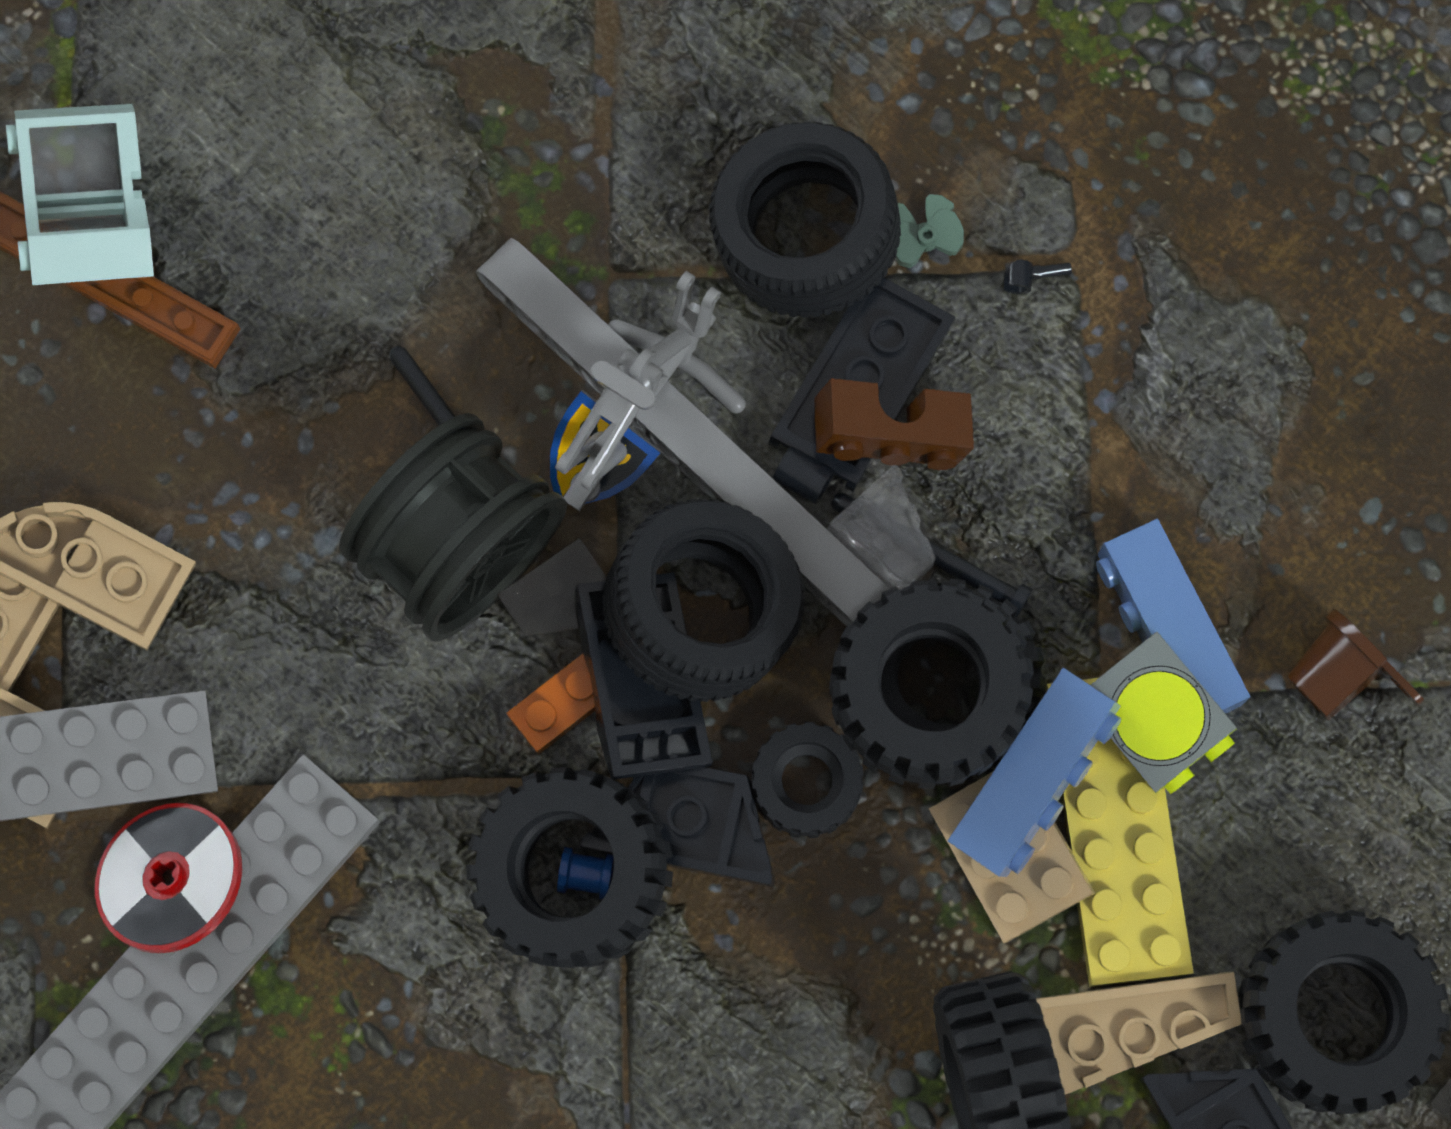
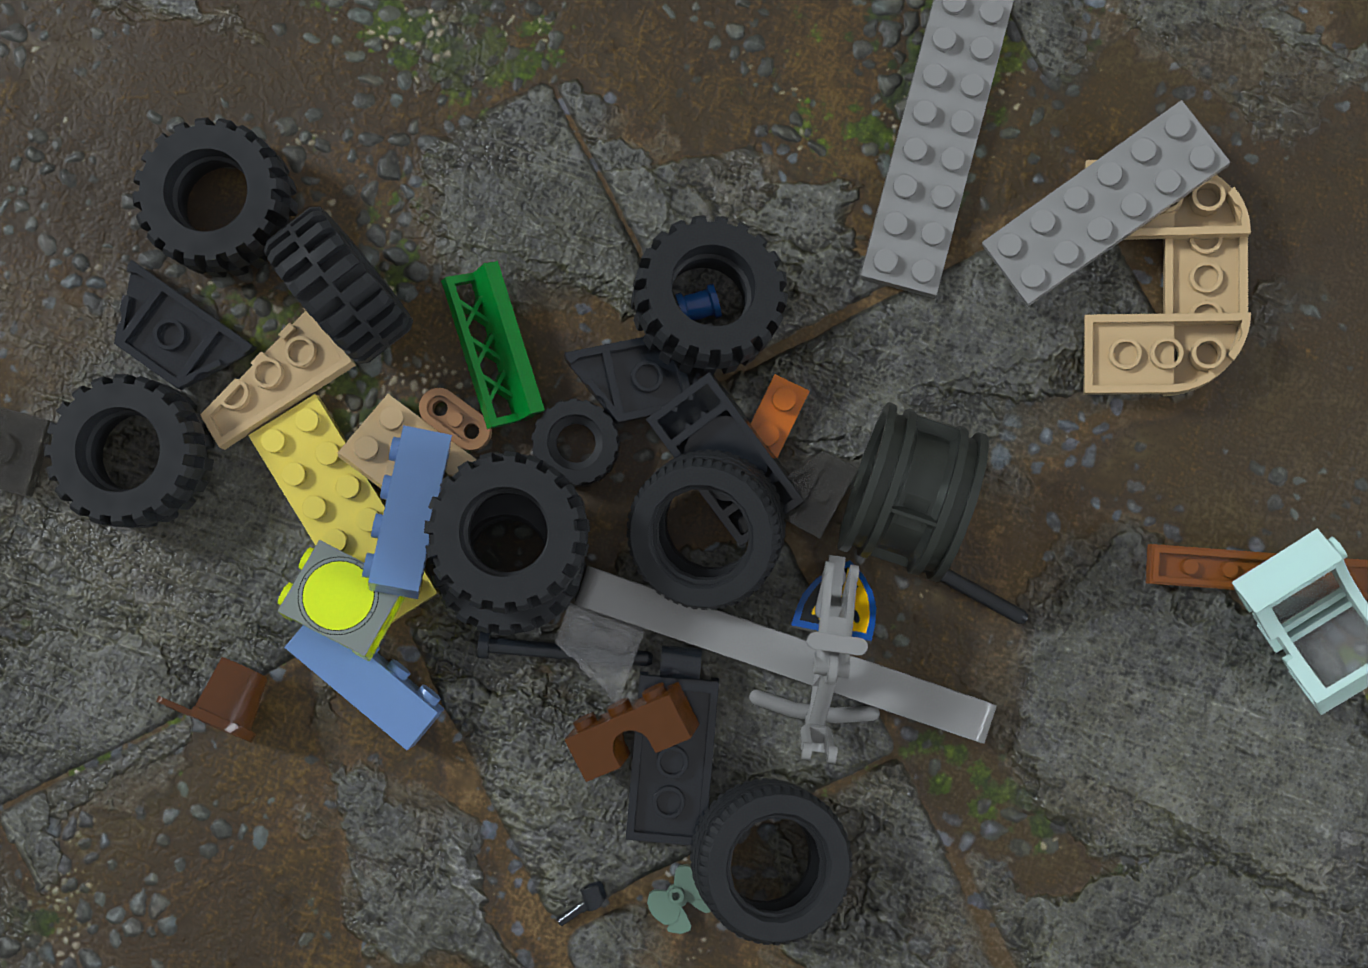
camera: 160 degrees right, 10 degrees up
(134, 894) = (959, 179): piece -> none
(835, 937) = (505, 341): none -> green fence
(939, 874) = (456, 420): none -> medium nougat plate

